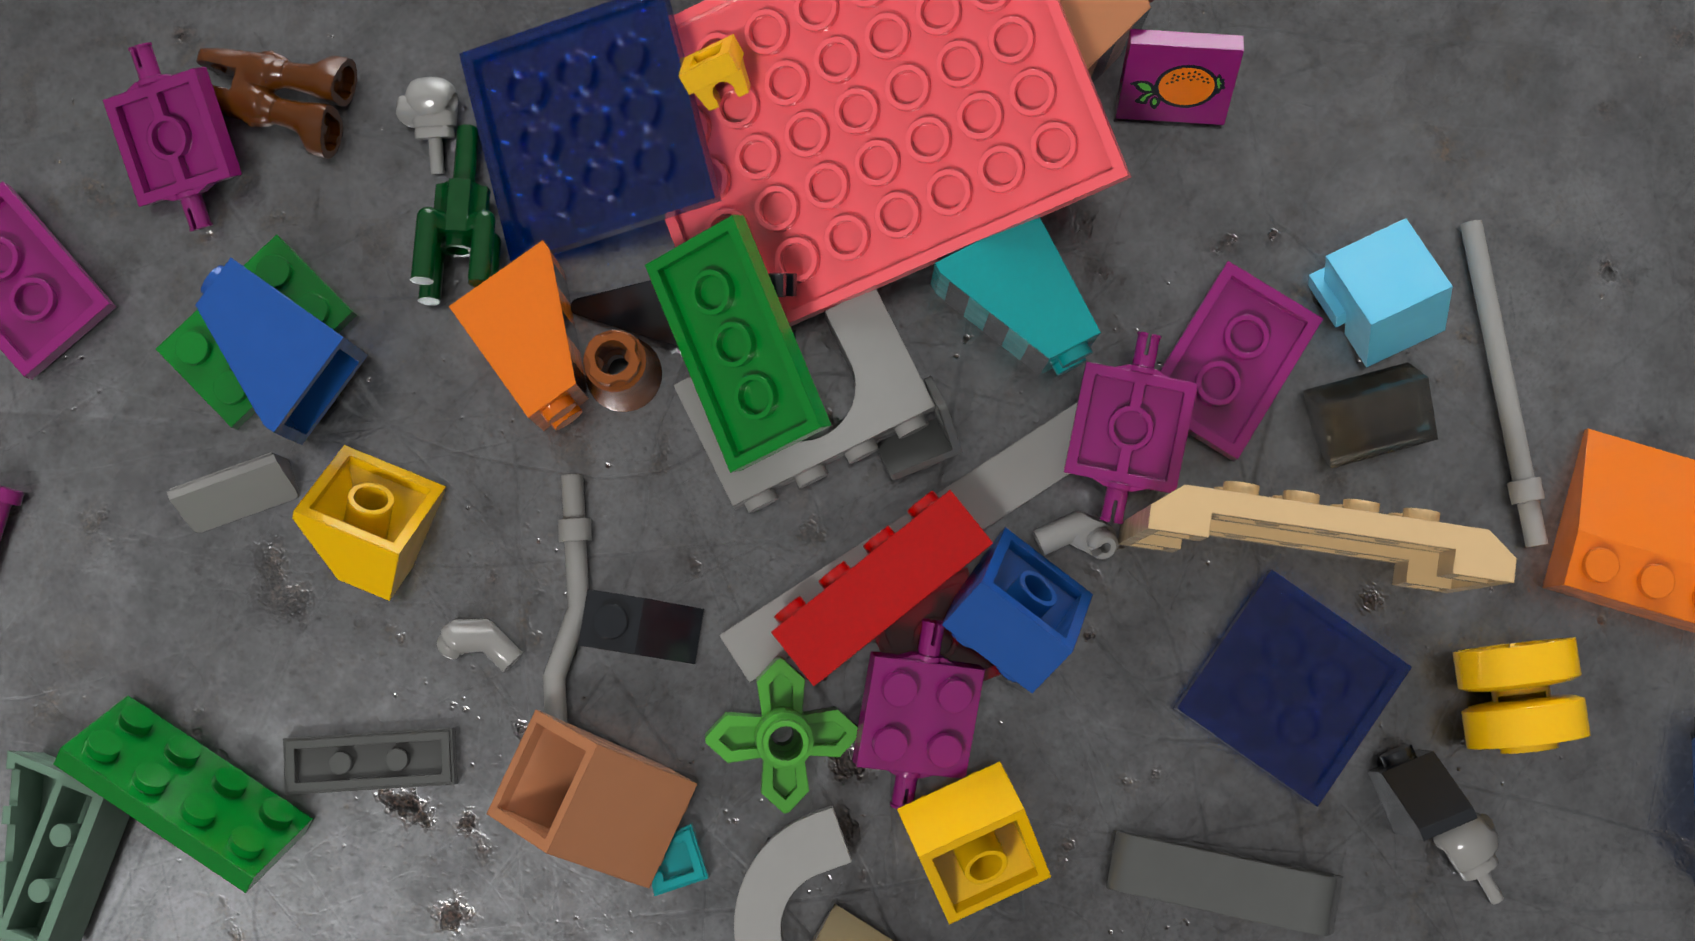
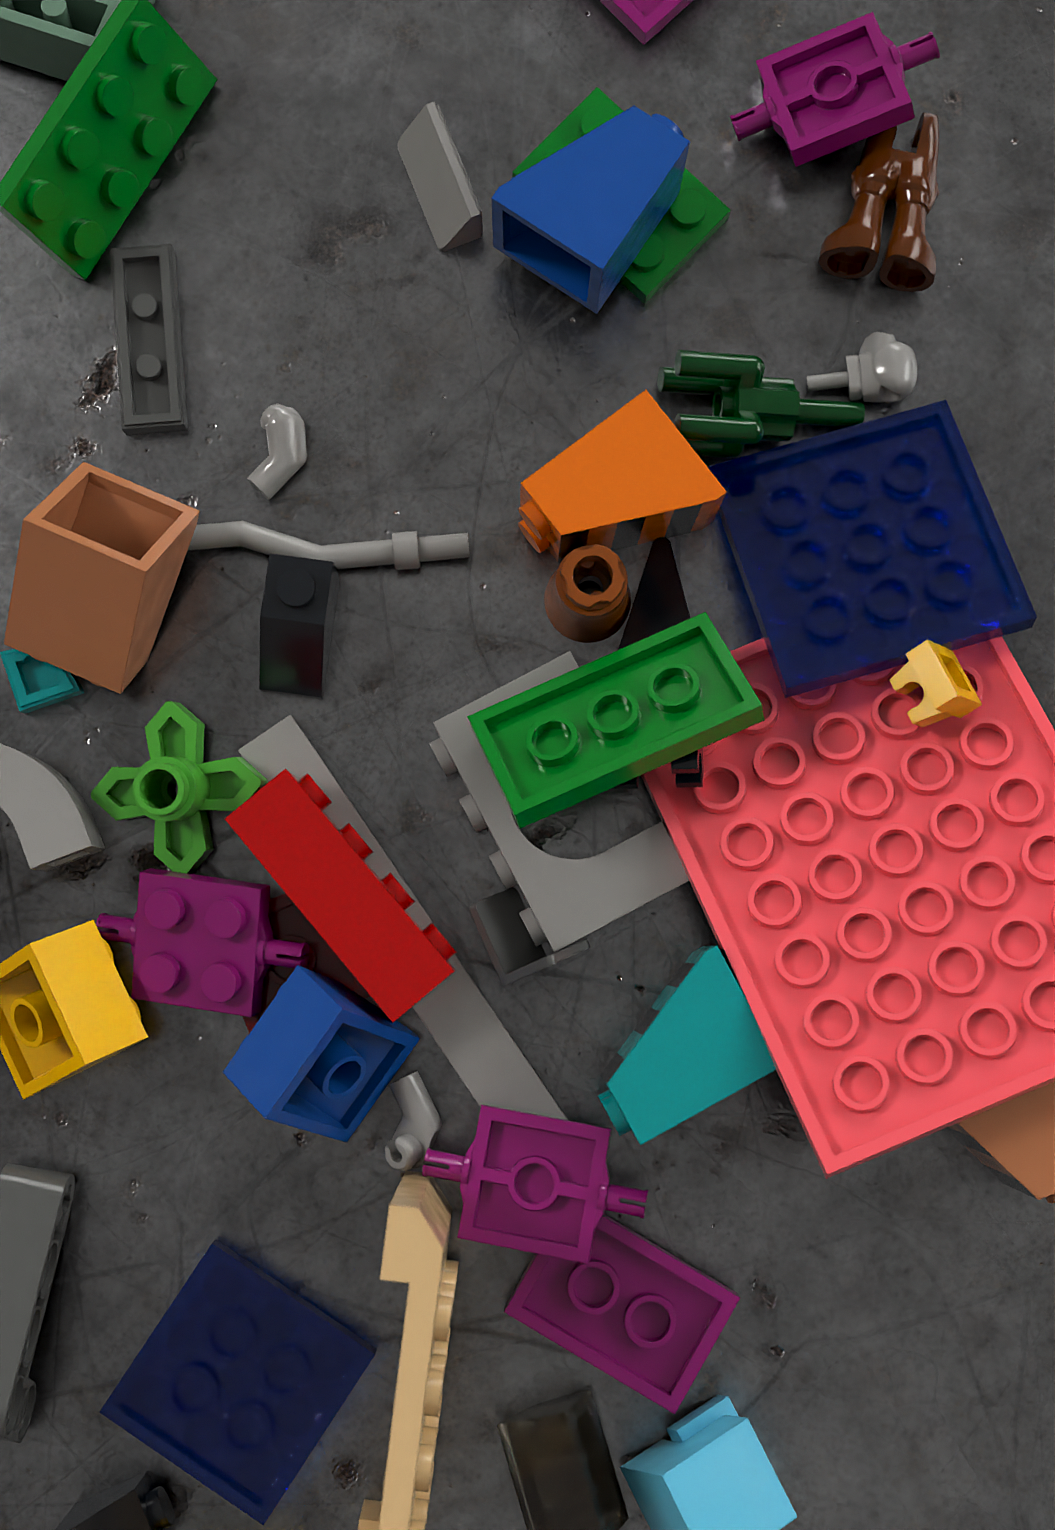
camera: 85 degrees right, 0 degrees up
(368, 520) = (412, 322): yellow slope -> none
(1178, 76) = (959, 1235): magenta tile -> none

